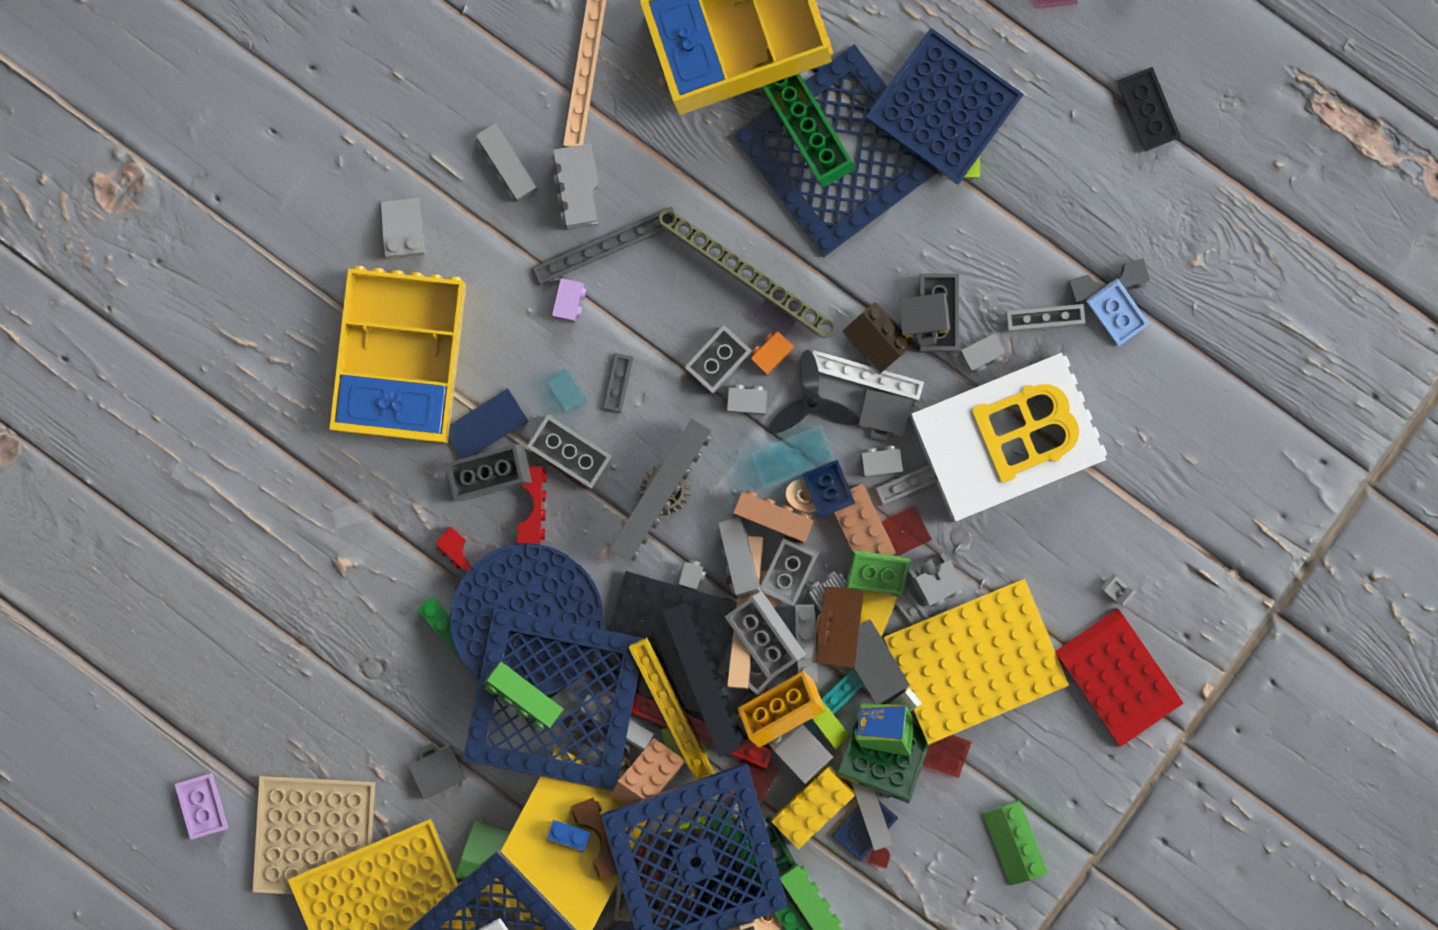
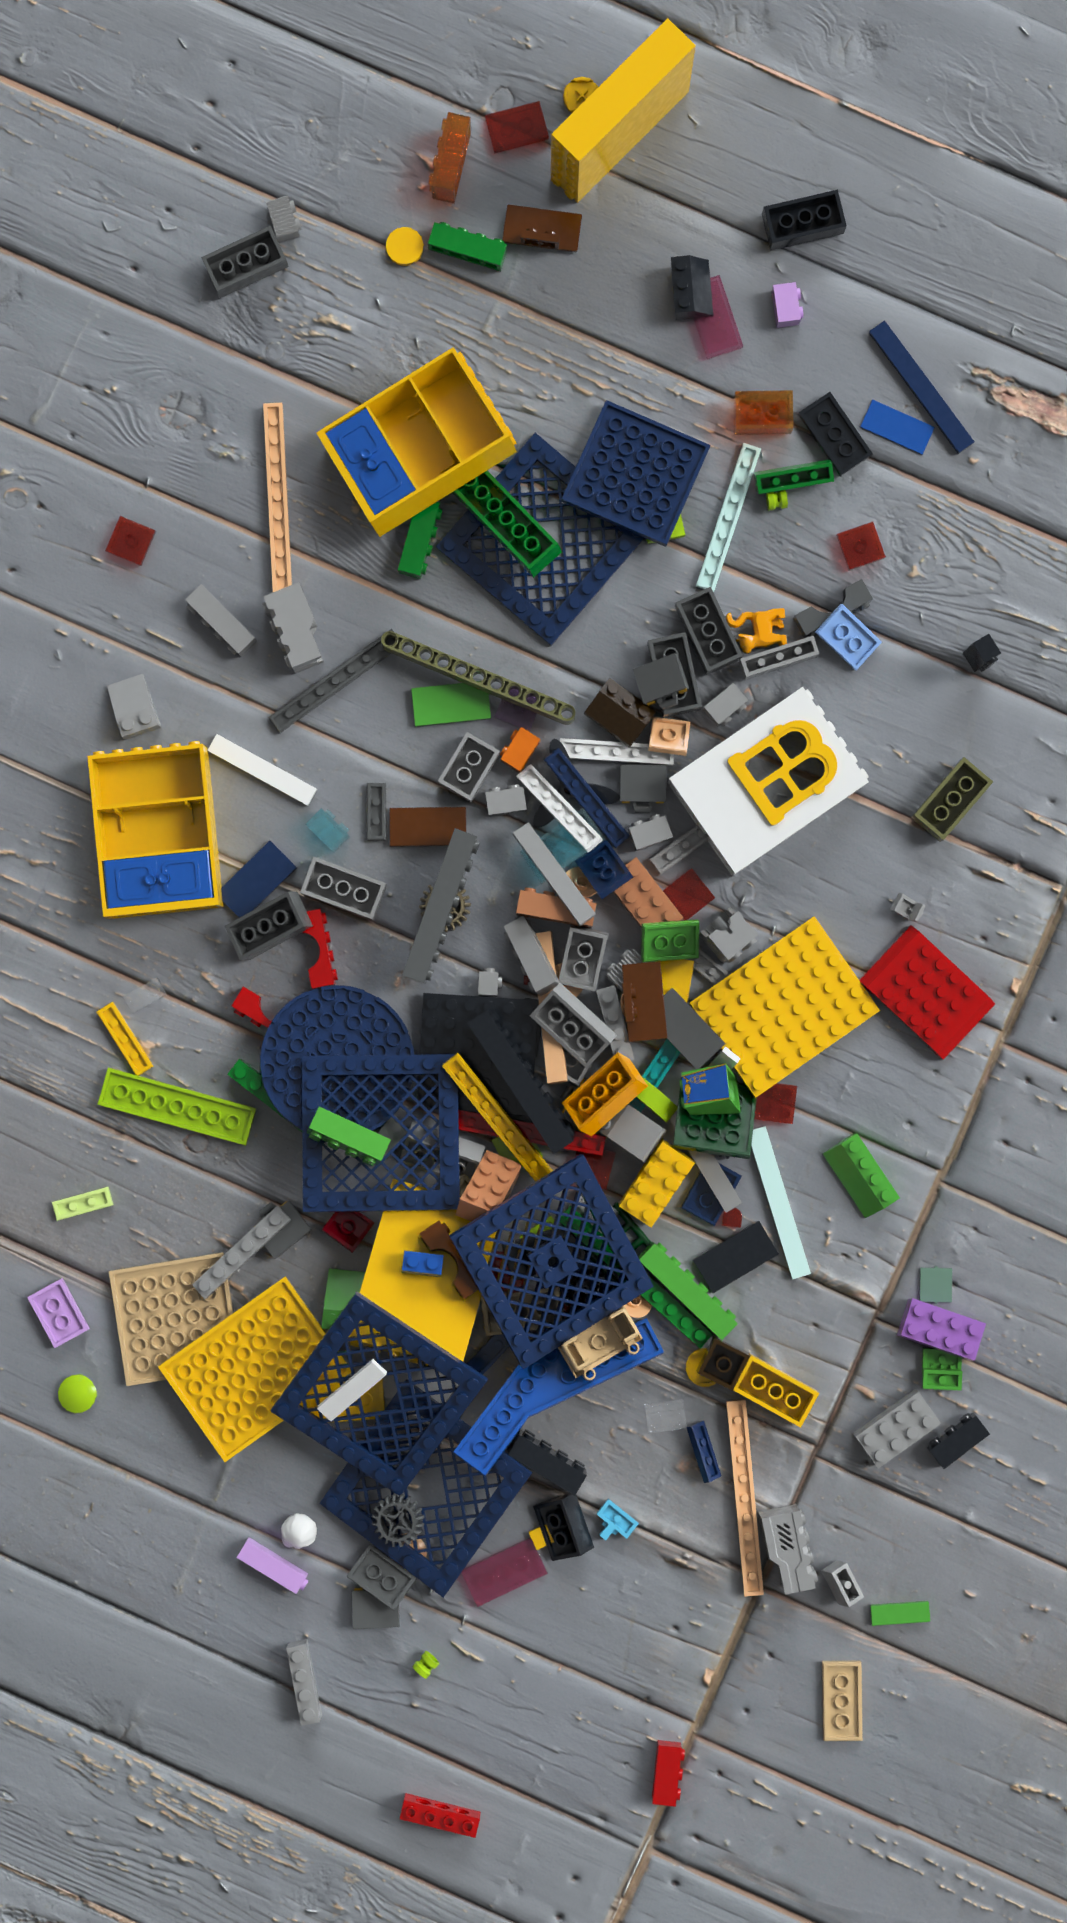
camera: 10 degrees left, 0 degrees up
(202, 889) = (77, 1393): none -> lime dish
(247, 704) = (82, 1203): none -> yellowish green tile
(324, 552) = (125, 1039): none -> yellow tile
(360, 629) = (177, 1106): none -> lime plate
(393, 786) = (241, 1252): none -> light grey plate
(434, 65) = (130, 541): none -> clear red plate
(502, 785) = (348, 1228): none -> dark red slope
(515, 317) = (262, 769): none -> white tile
(568, 300) = (310, 741): lavender brick -> none
(663, 407) = (425, 825): none -> reddish brown tile
(712, 293) = (449, 704): none -> bright green tile
(716, 128) = (418, 541): none -> green brick
(778, 483) = (554, 874): none -> light grey tile
(797, 419) = (559, 808): none -> white plate
(826, 414) = (586, 797): none -> dark blue tile
(875, 895) = (735, 1256): none -> black tile
(921, 371) = (669, 736): none -> light nougat plate
(929, 853) = (779, 1203): none -> light aqua tile
(981, 276) = (708, 630): none -> dark grey brick
(1025, 168) = (728, 517): none -> light aqua tile
(1035, 285) = (762, 626): none -> light orange animal
(1077, 162) = (776, 500): none -> lime wheel
(1082, 73) = (763, 412): none -> clear orange brick
(1098, 143) = (793, 476): none -> green brick
(1149, 225) = (861, 546): none -> clear red plate
(1184, 494) = (952, 799): none -> olive brick
(1211, 115) = (897, 427): none -> blue piece
(1243, 81) = (921, 387): none -> dark blue tile
(1245, 358) = (982, 653): none -> black brick

